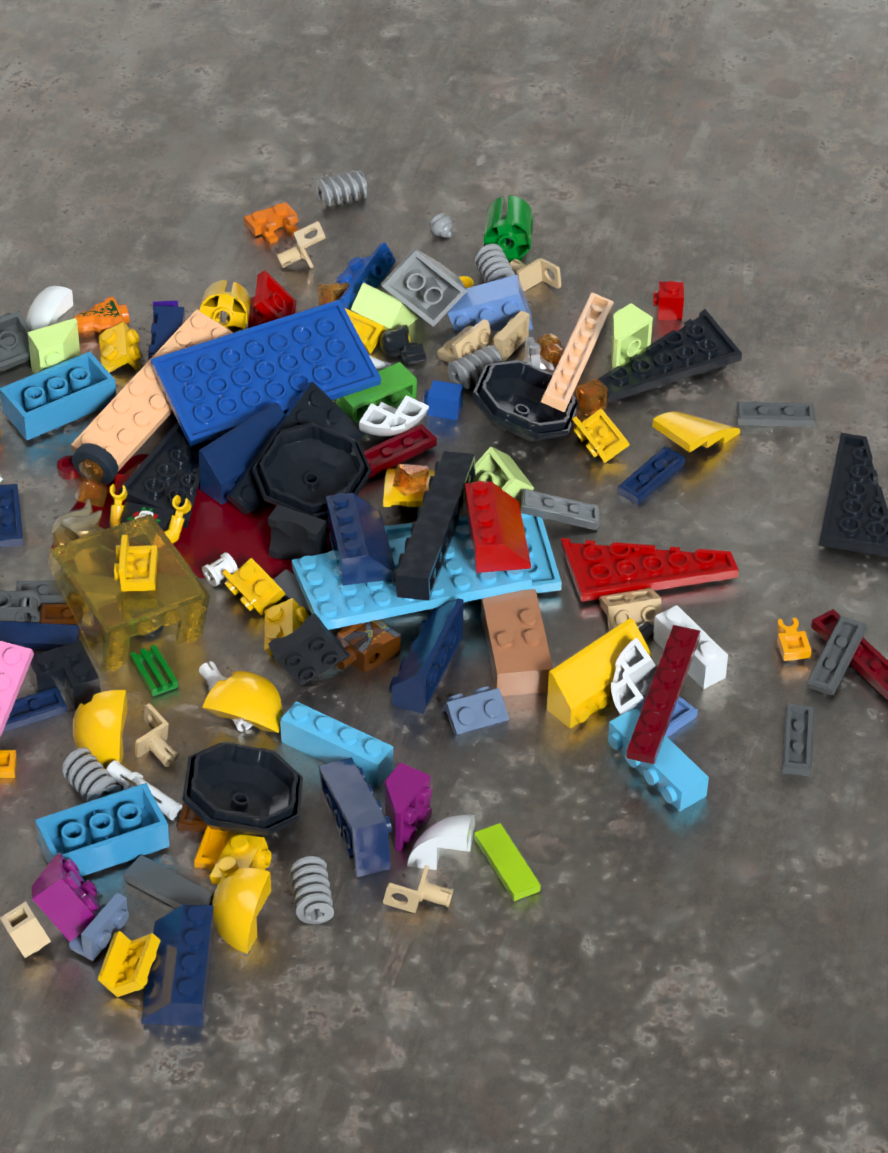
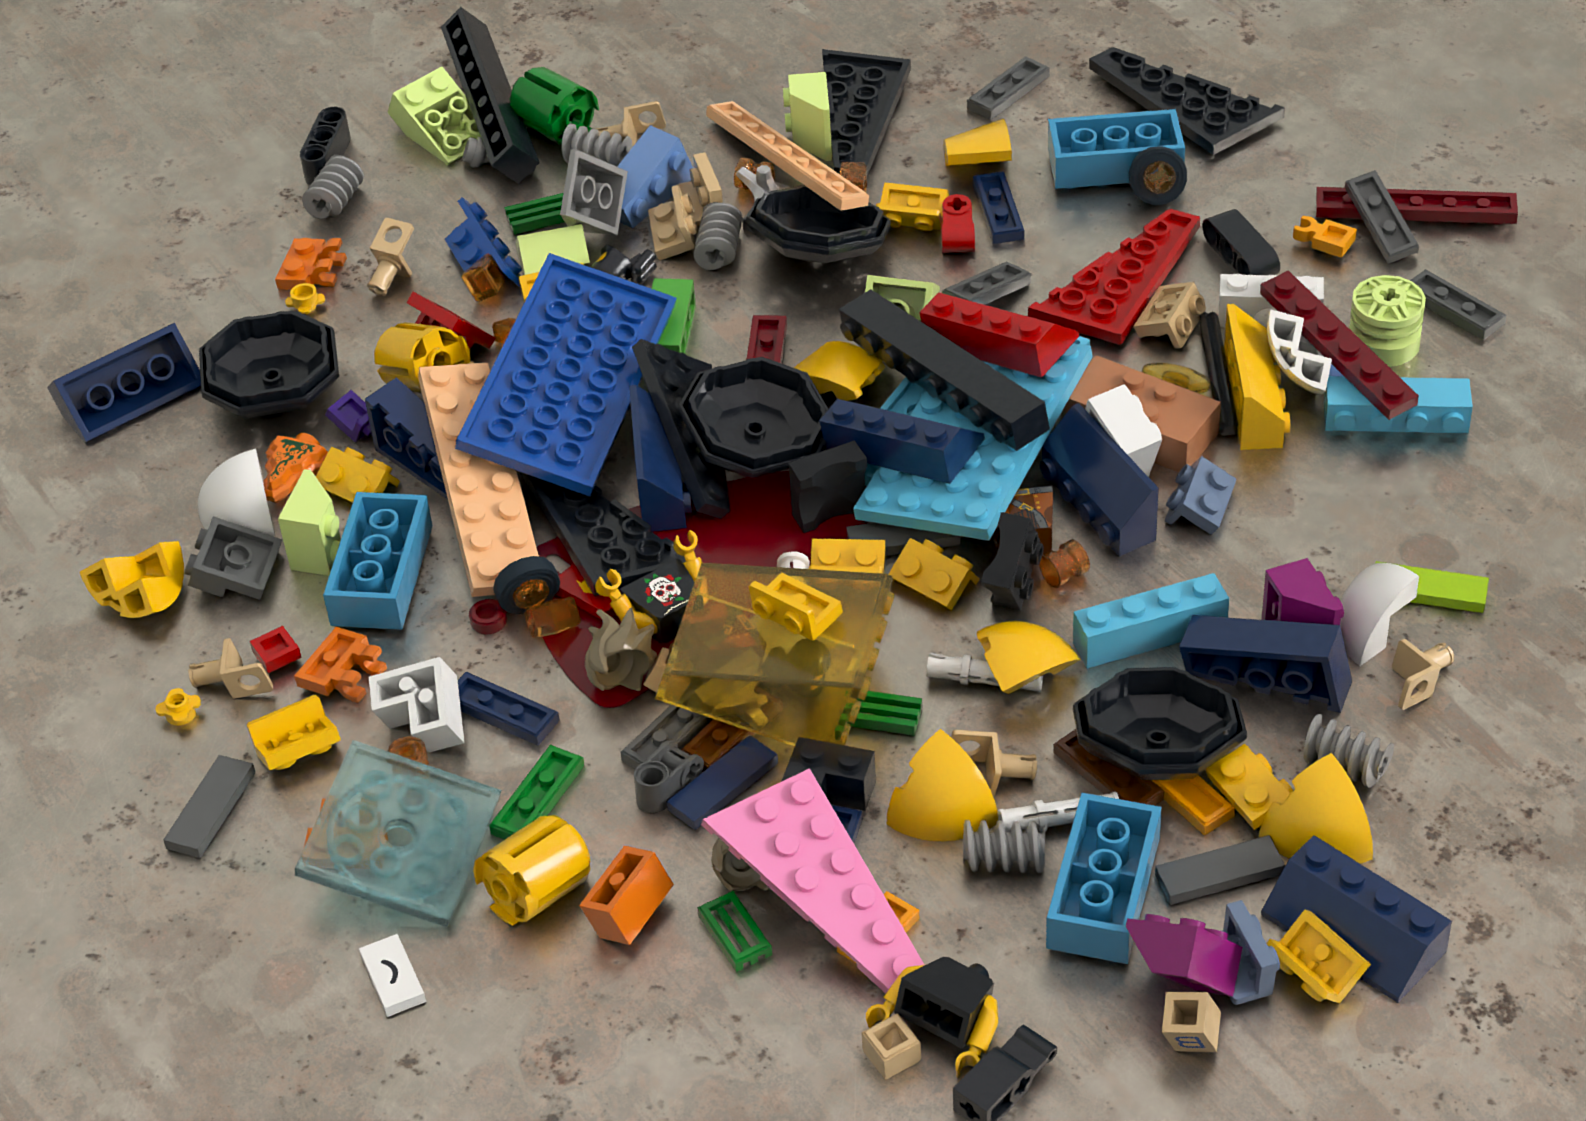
camera: 45 degrees left, 0 degrees up
(98, 215) = (126, 383): none -> dark blue slope
(161, 256) = (268, 364): none -> black rock
(242, 238) = (304, 298): none -> yellow plate
(349, 680) = (1066, 562): none -> clear orange wheel
(378, 160) = (326, 138): none -> black beam
(389, 421) = (725, 336): white brick -> none
(410, 478) = (849, 354): clear orange slope -> none
(444, 400) = (735, 282): blue brick -> none
(453, 189) = (435, 115): none -> yellowish green slope
(465, 640) = (1127, 425): none -> white brick
(509, 178) = (488, 96): none -> black brick
(565, 638) = (1179, 376): none -> clear yellow dish
(604, 465) = (957, 225): none -> red piece
(669, 300) = (782, 59): red brick -> none
(726, 709) = (1388, 317): none -> yellowish green wheel
(733, 605) = (1240, 244): none -> black beam
(741, 526) = (1165, 183): none -> black wheel
(757, 493) = (1102, 147): none -> dark azure brick

